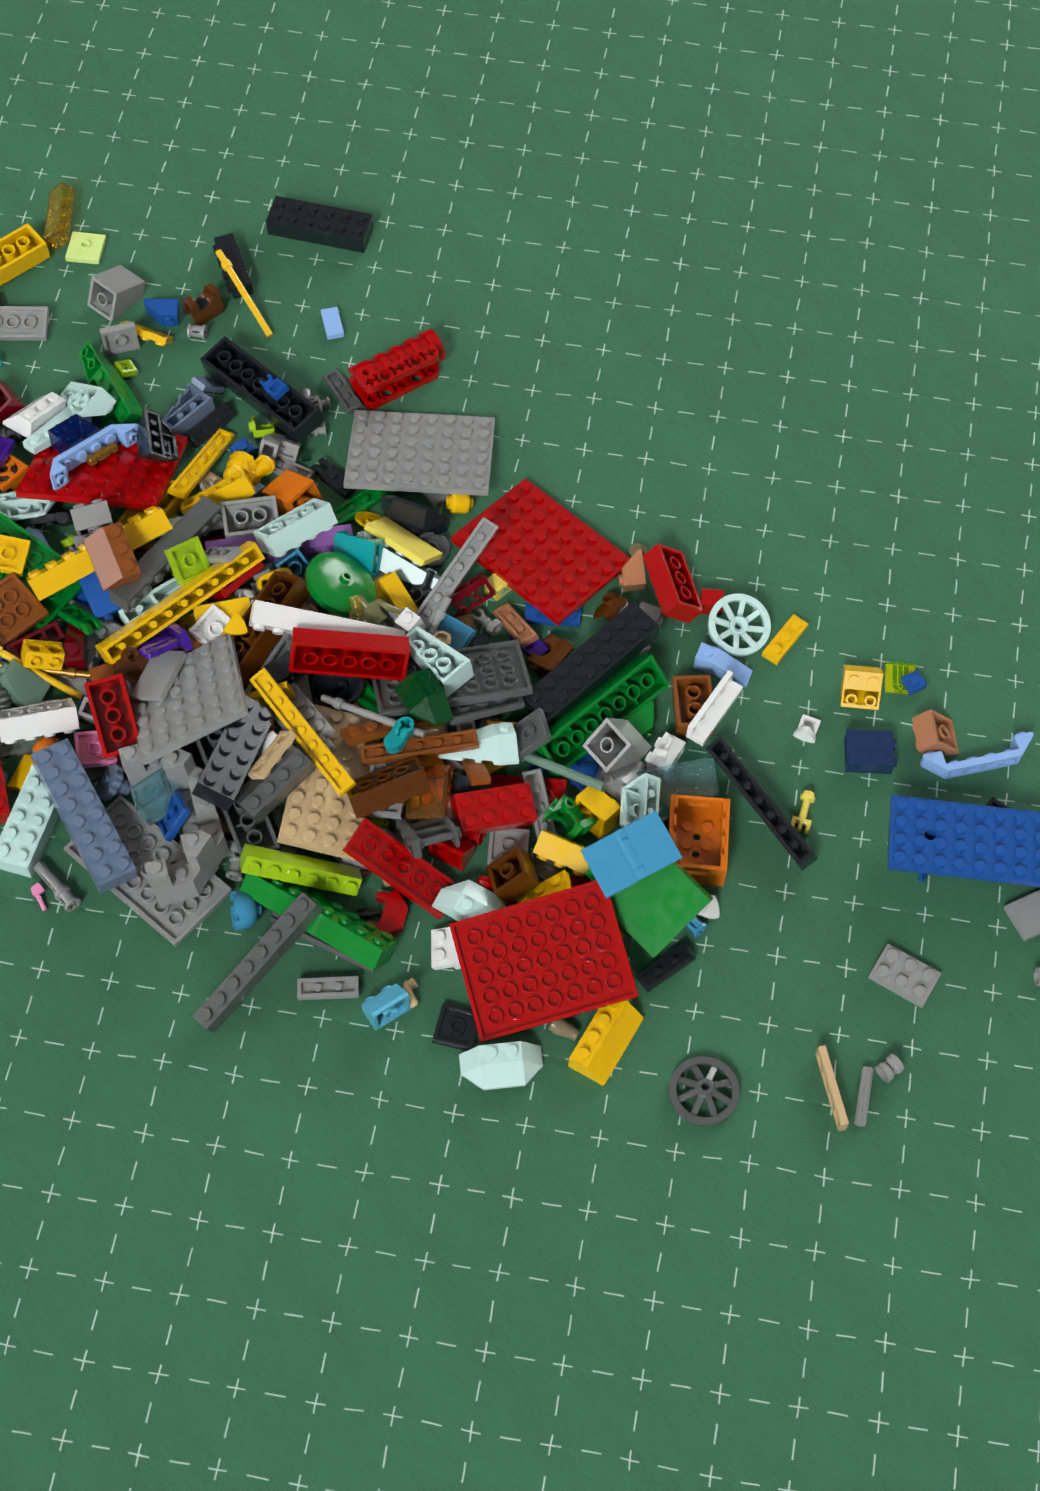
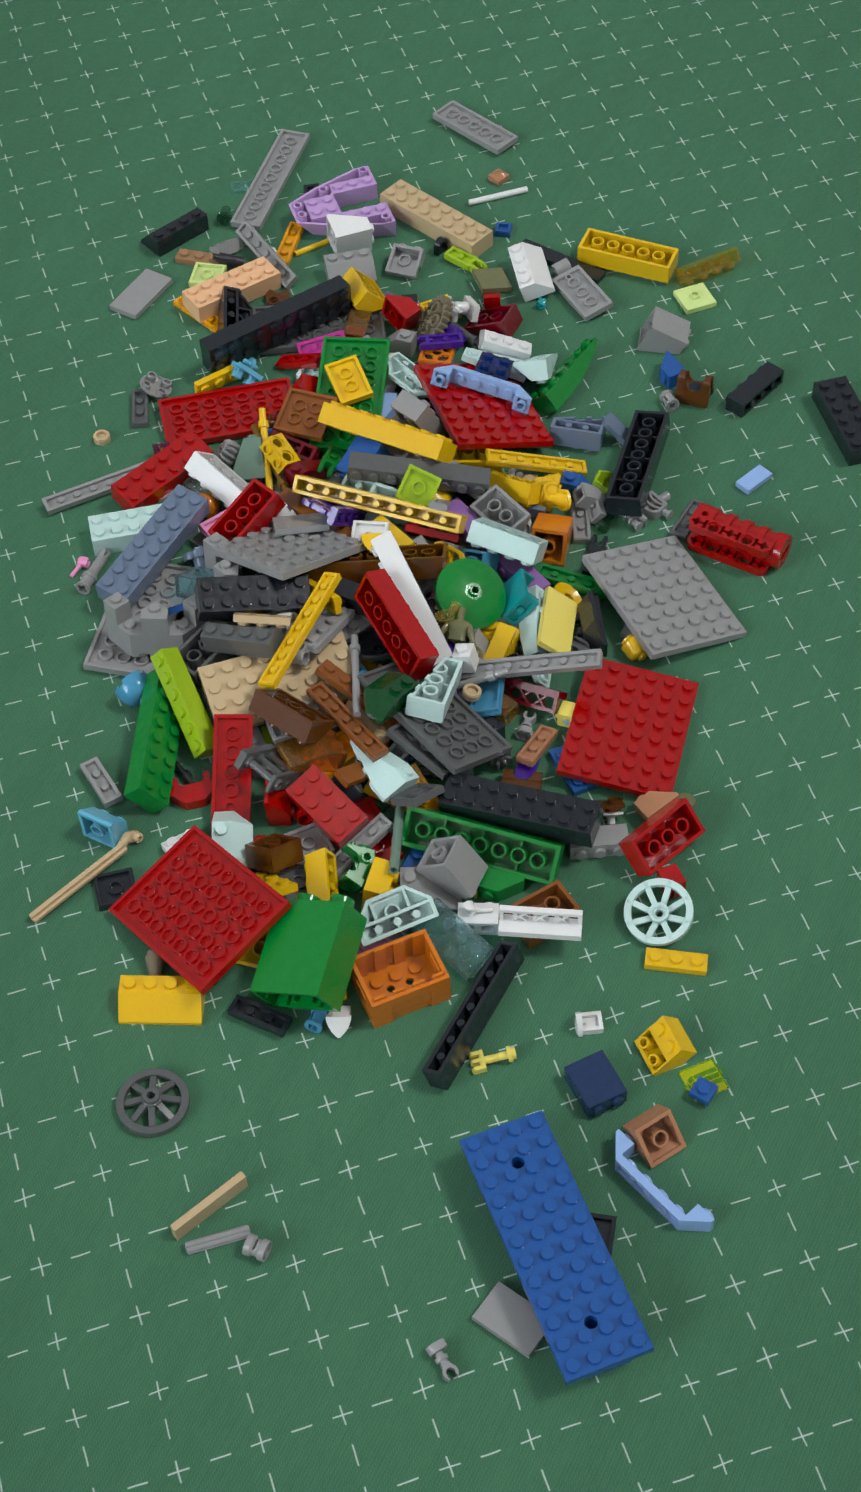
camera: 65 degrees right, 10 degrees down
(102, 453) = (489, 395): pearl gold axle -> none
(112, 557) = (377, 434): dark orange slope -> none
(119, 338) = (617, 356): light grey plate -> none
(125, 368) = (596, 377): lime tile -> none
(130, 668) = (294, 499): reddish brown plate -> none
(149, 334) = (640, 371): yellow plate -> none
(155, 439) = (525, 417): black wedge -> none
(209, 425) = (579, 451): black tile -> none
(227, 266) = (740, 381): yellow bar -> none
(258, 962) = (87, 715): dark grey brick -> none
(274, 387) = (636, 463): blue plate -> none
(399, 735) = (348, 696): teal piece -> none
(434, 1056) = (78, 882): none -> tan axle
(501, 1064) = (96, 937): light aqua wedge -> none
(631, 854) = (318, 905): dark azure piece -> none
(717, 663) = (607, 920): light blue slope -> none
(904, 975) = (368, 1222): light grey plate -> none

